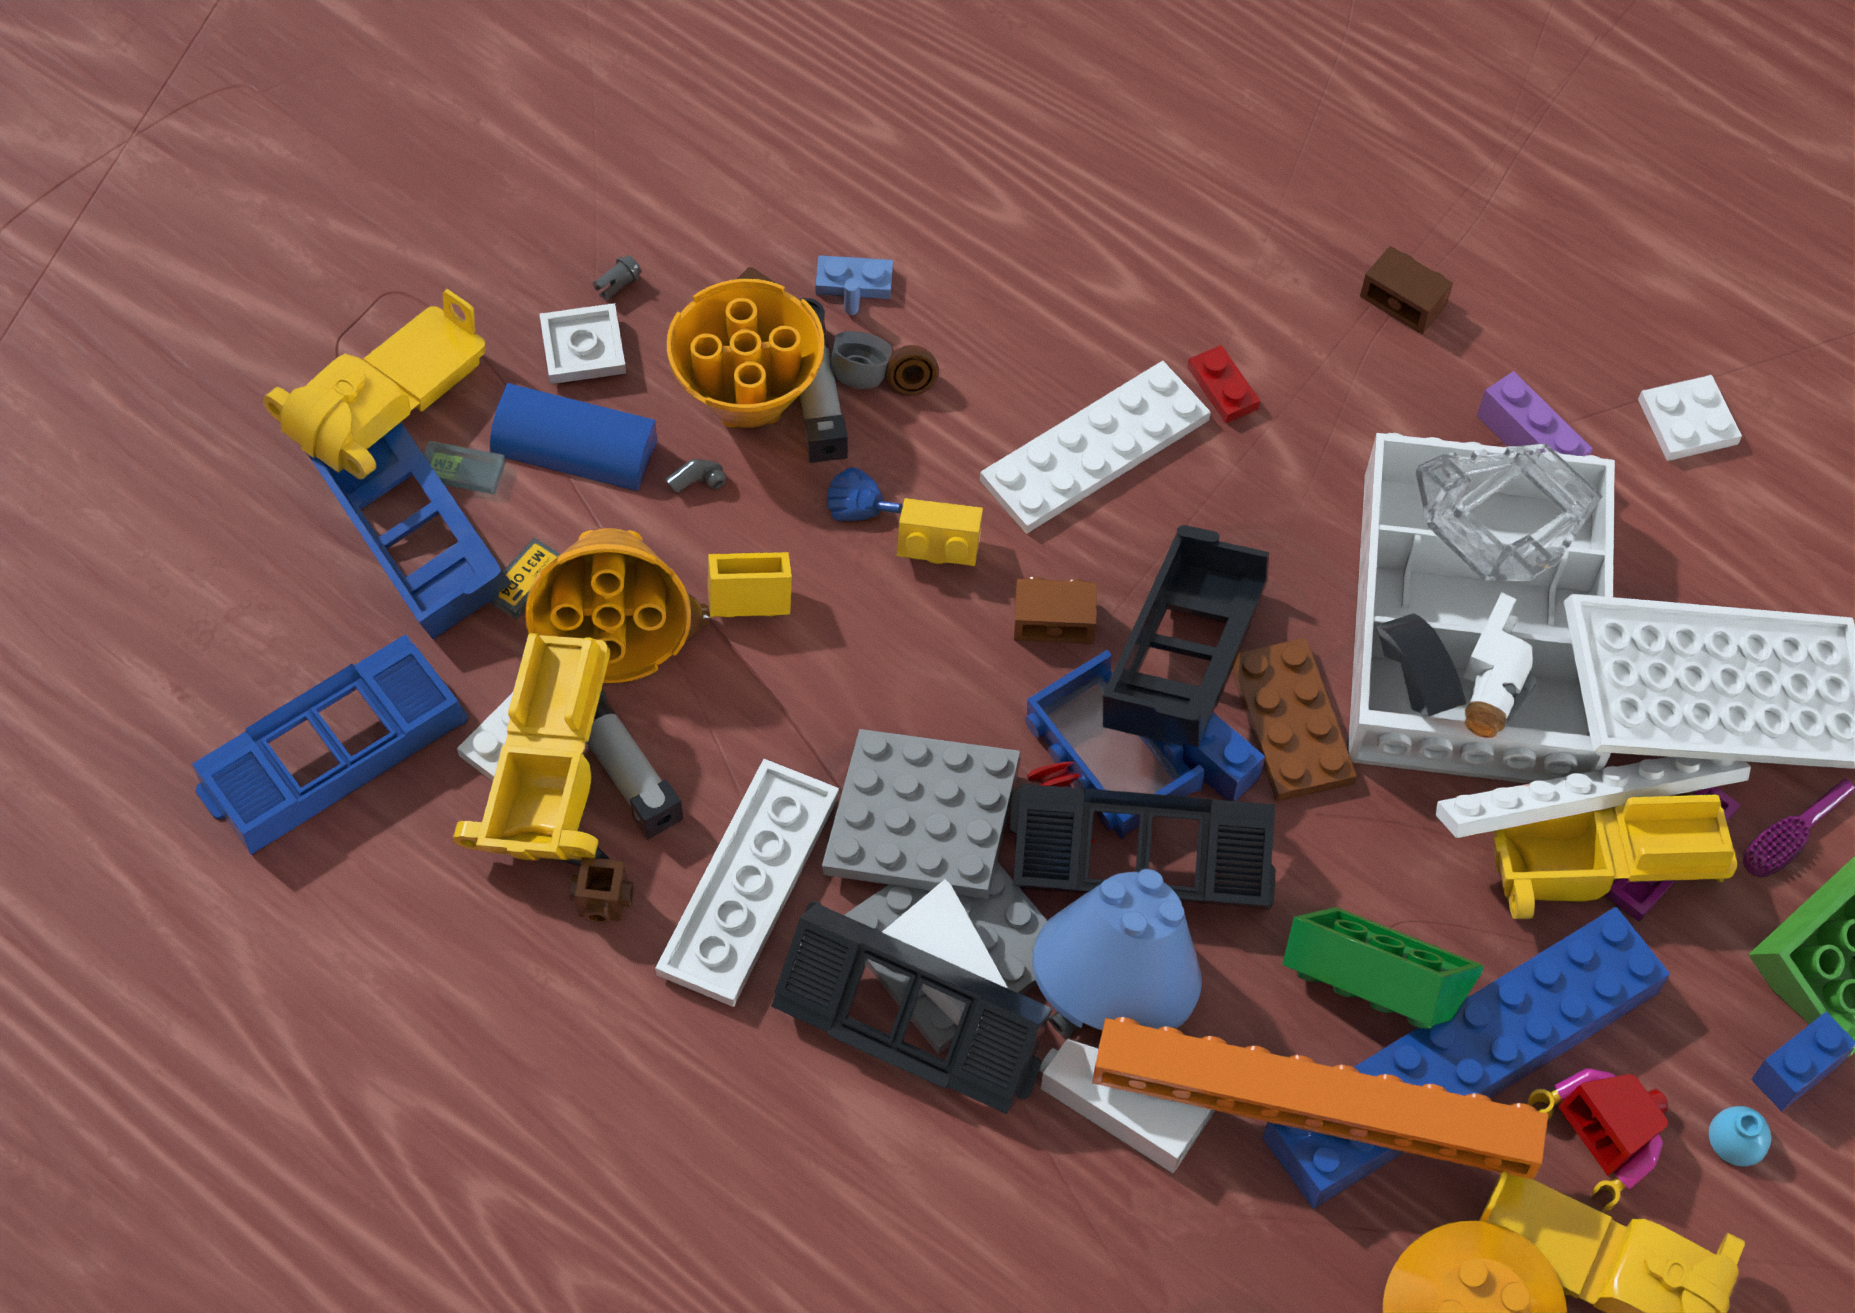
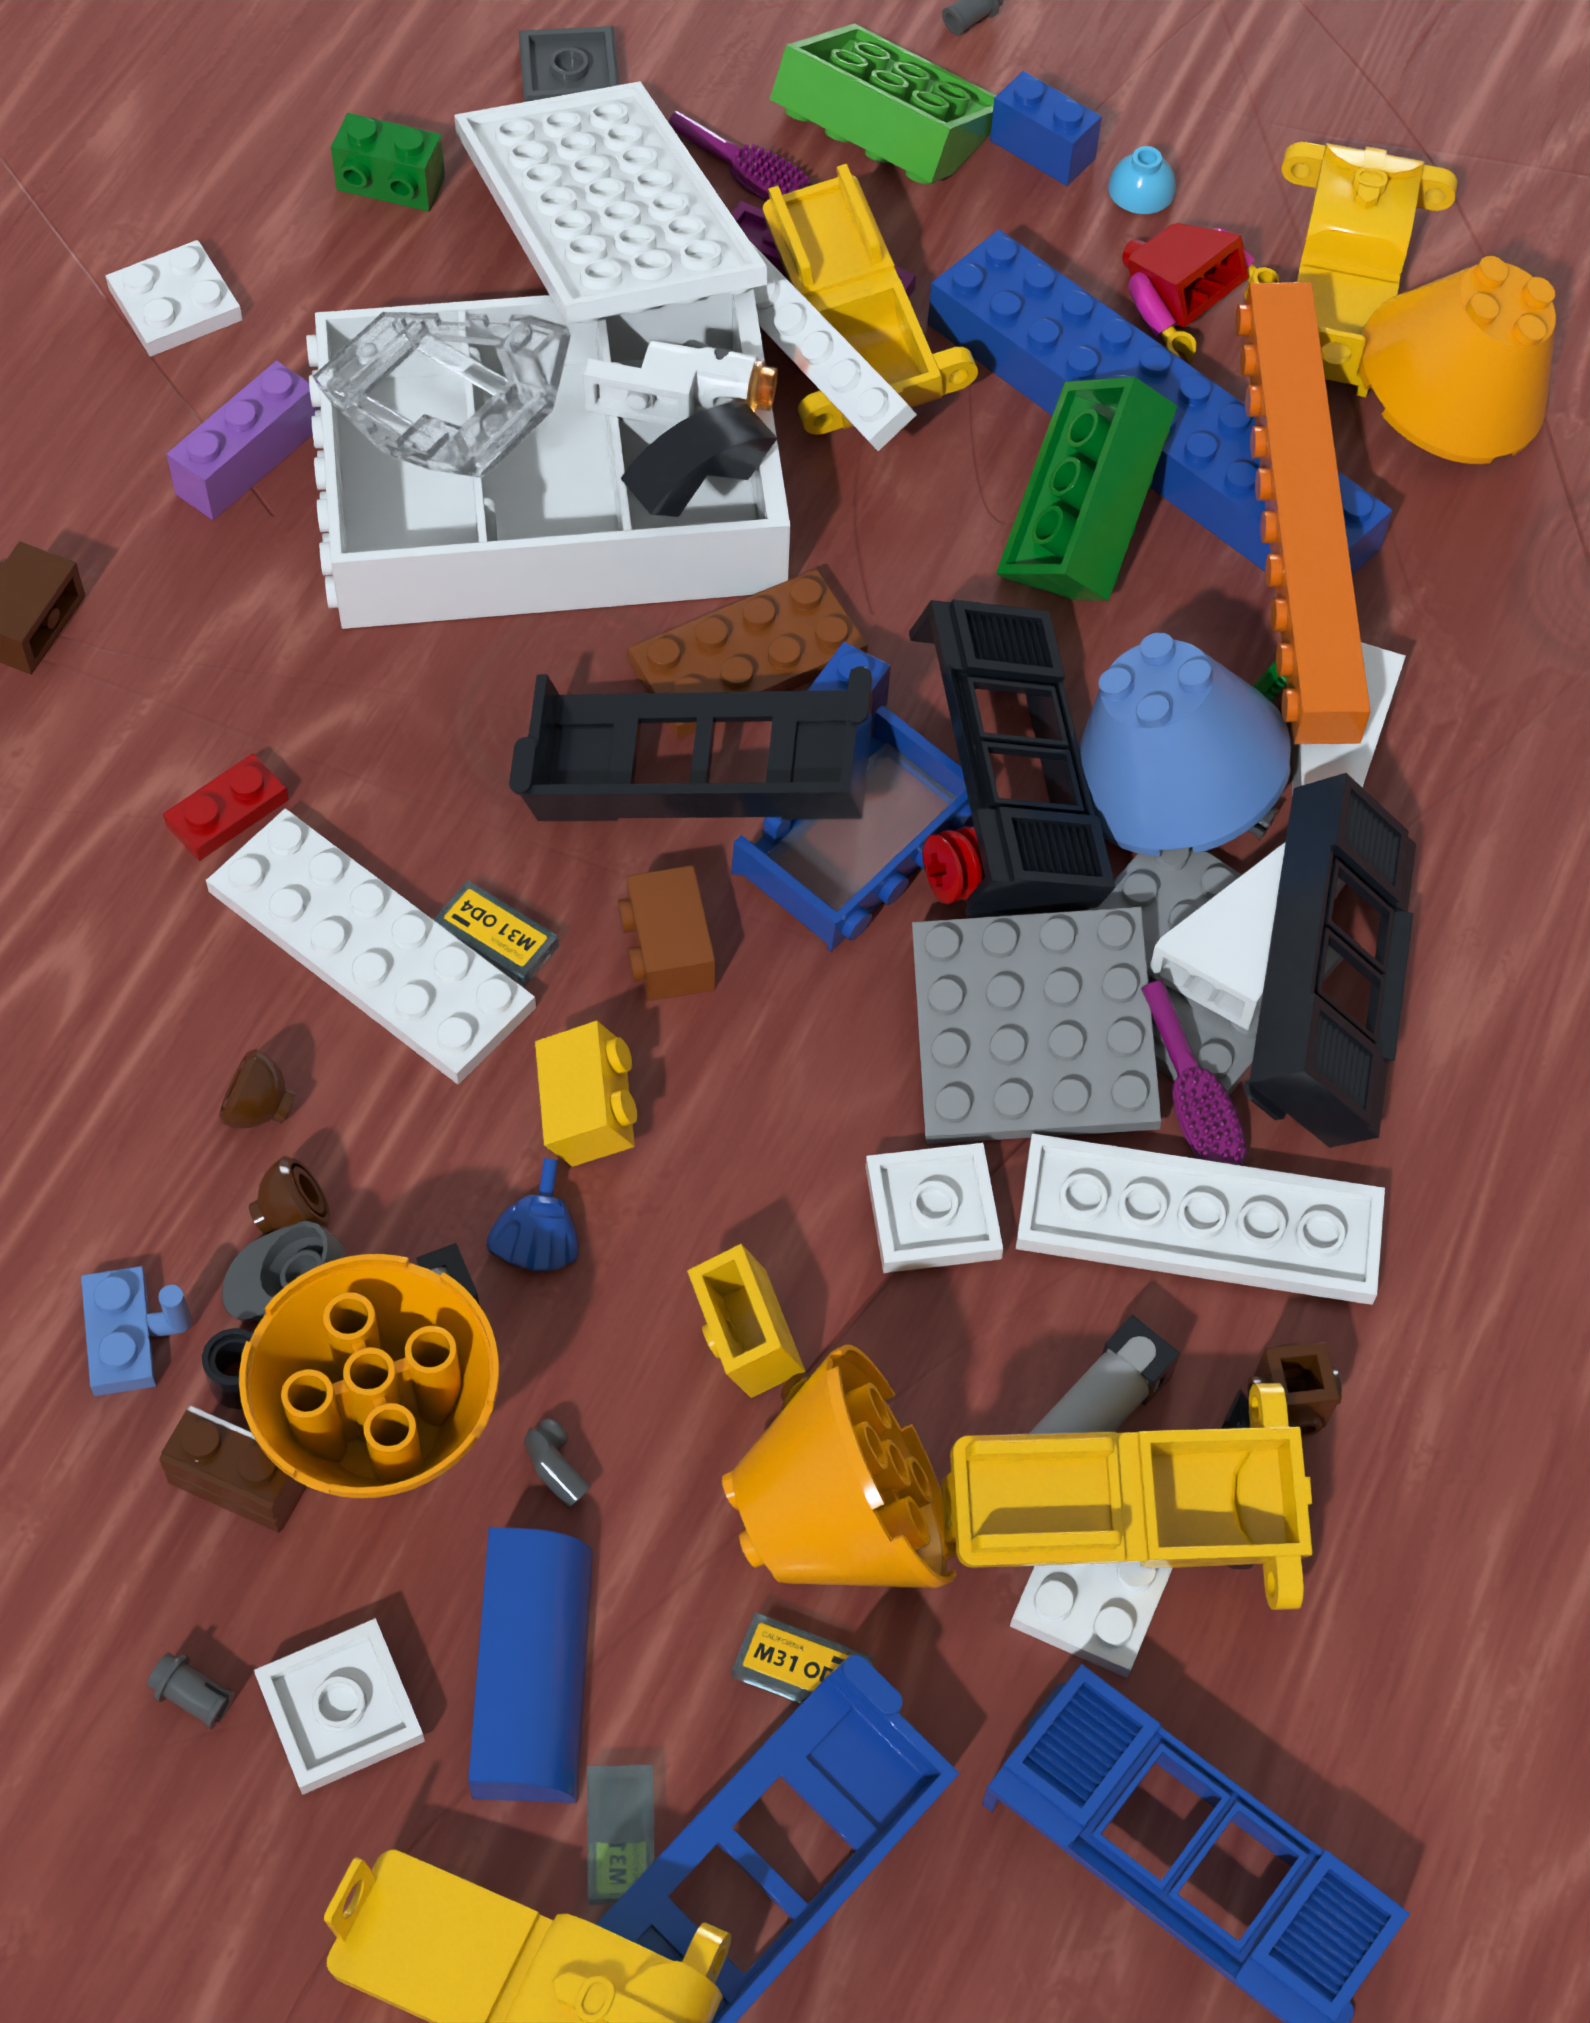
camera: 105 degrees left, 0 degrees up
(805, 720) = (933, 1207): none -> white plate
(849, 901) = (1199, 1098): none -> magenta piece
(993, 361) = (256, 1093): none -> reddish brown brick
(1086, 517) = (498, 932): none -> tile
(1804, 573) = (388, 161): none -> green brick

